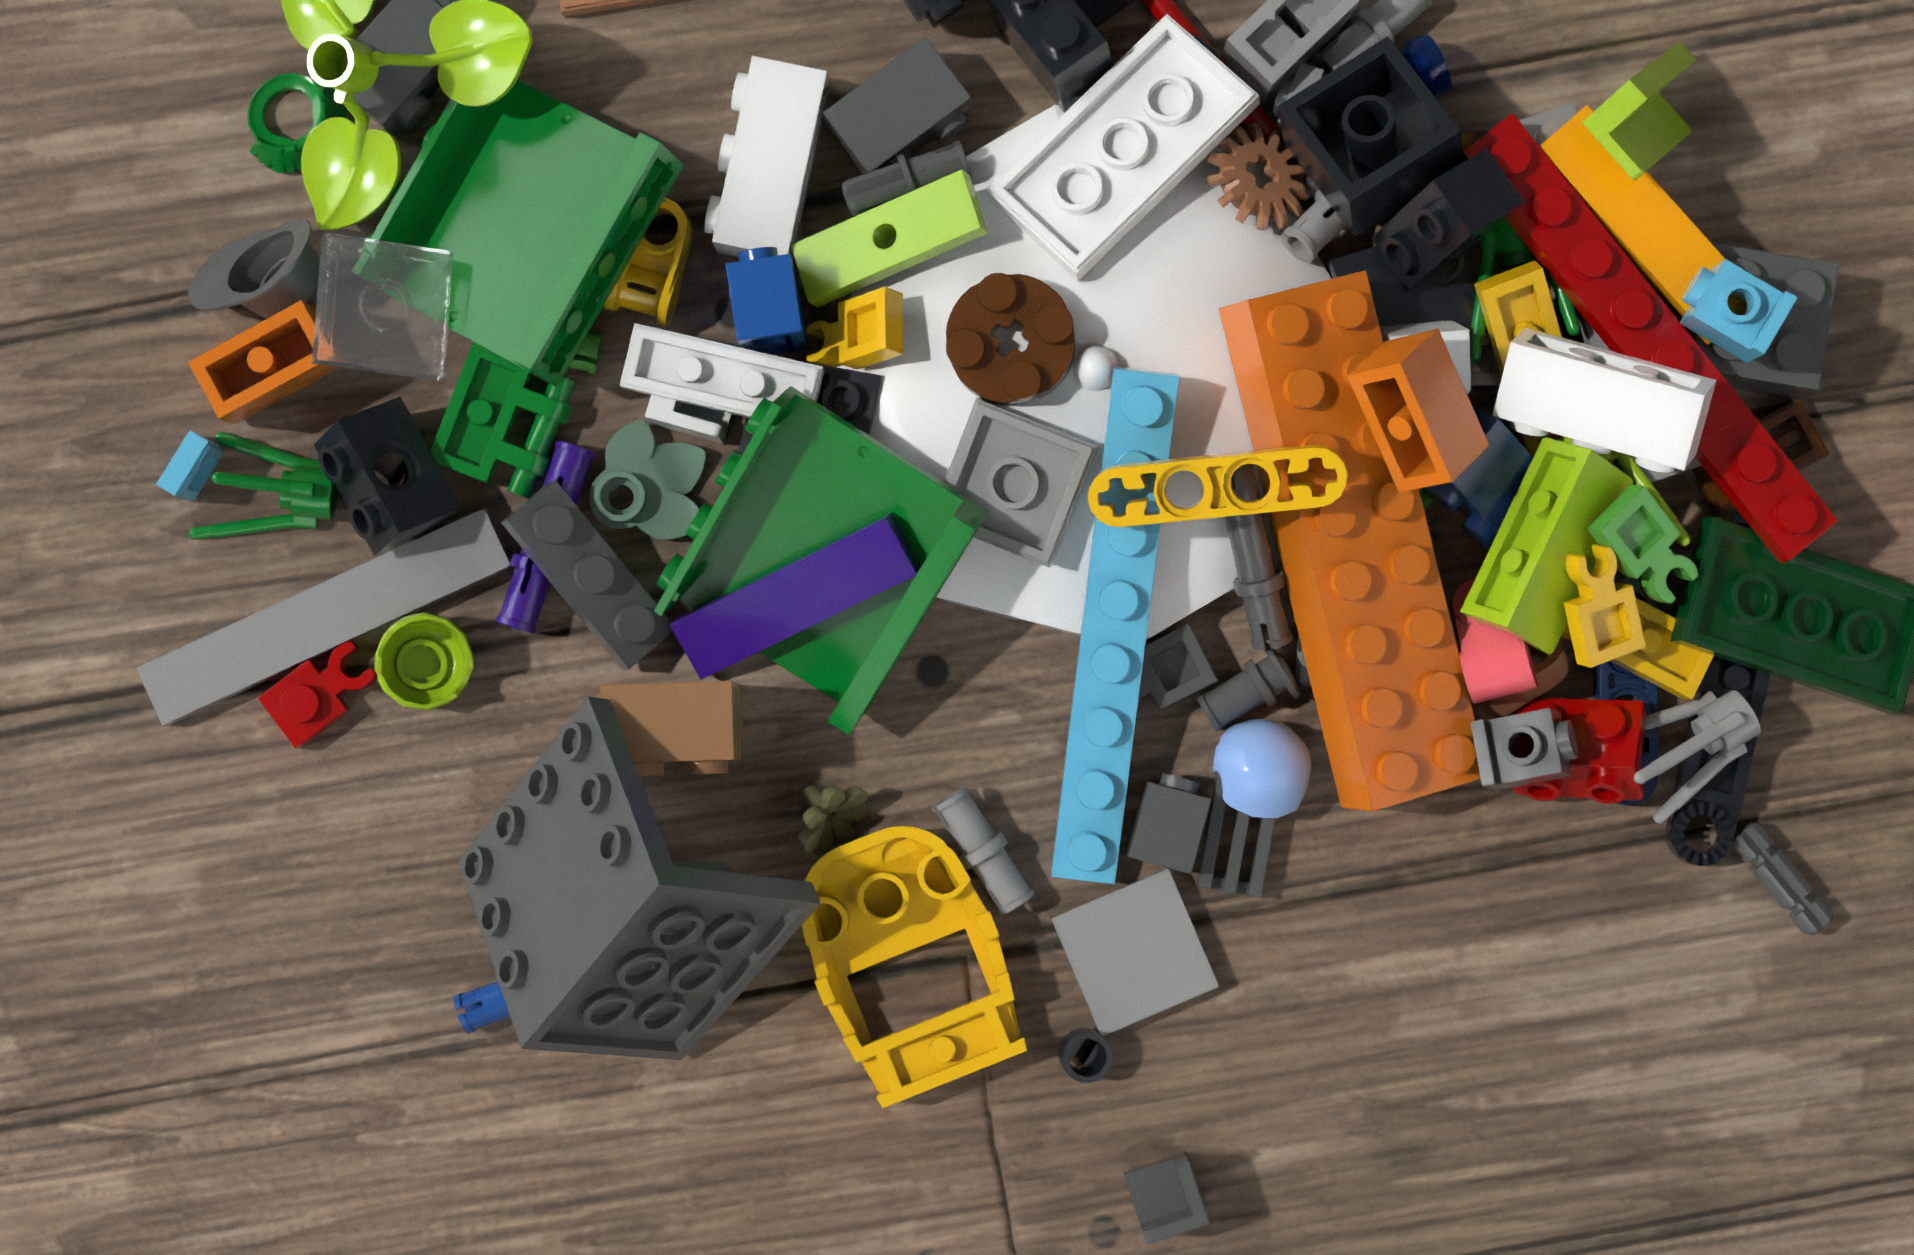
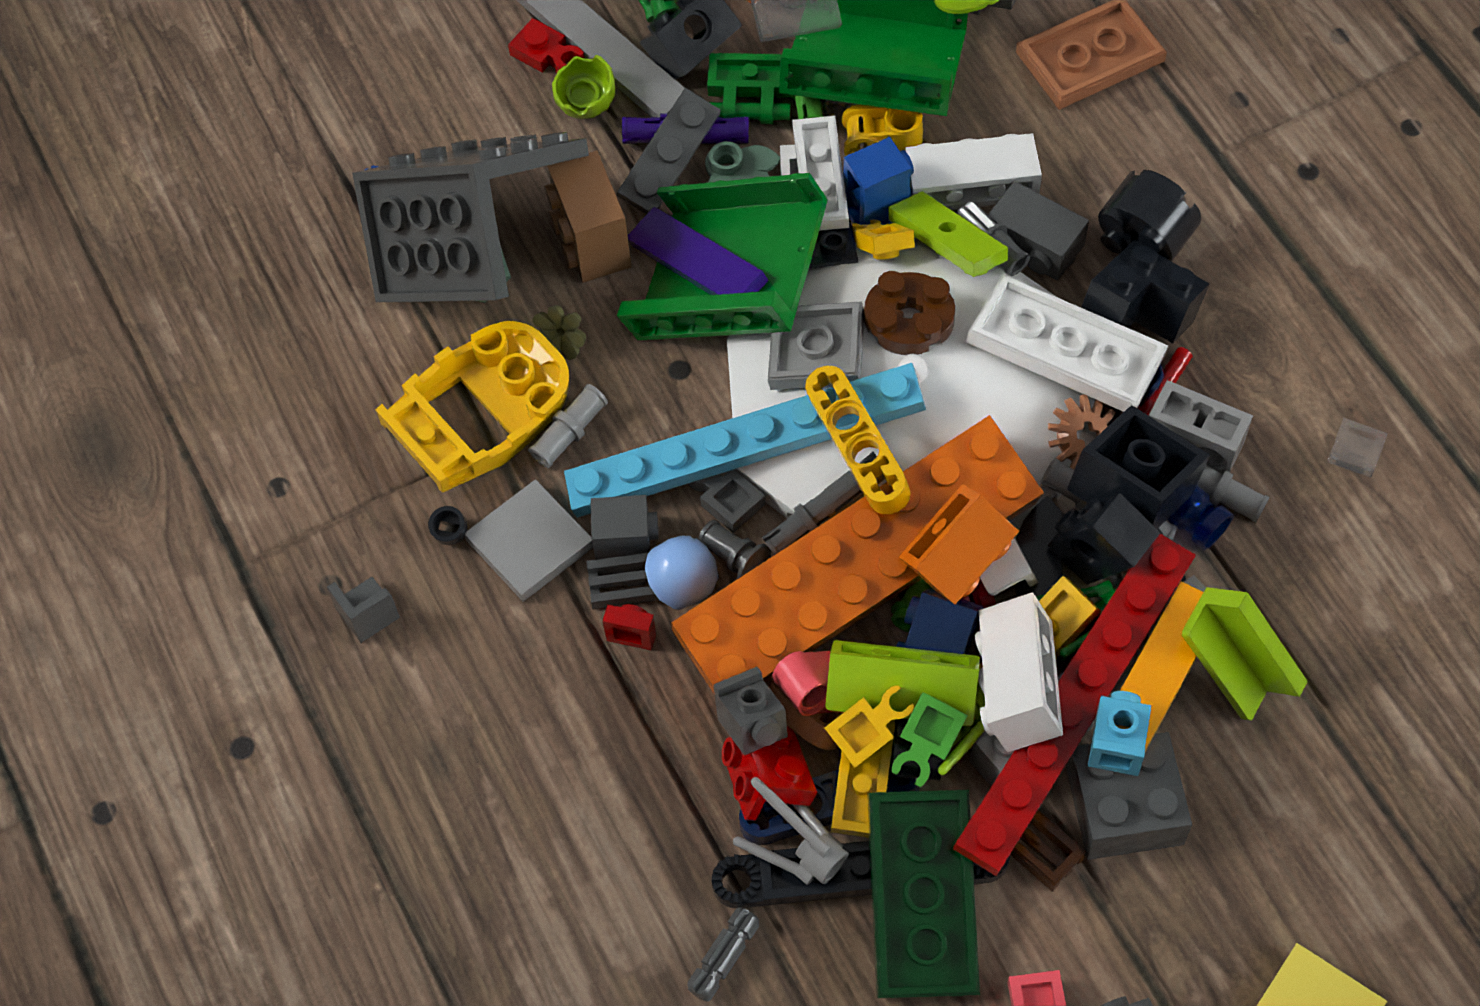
camera: 75 degrees right, 25 degrees down
(1314, 858) = (629, 626): none -> red plate

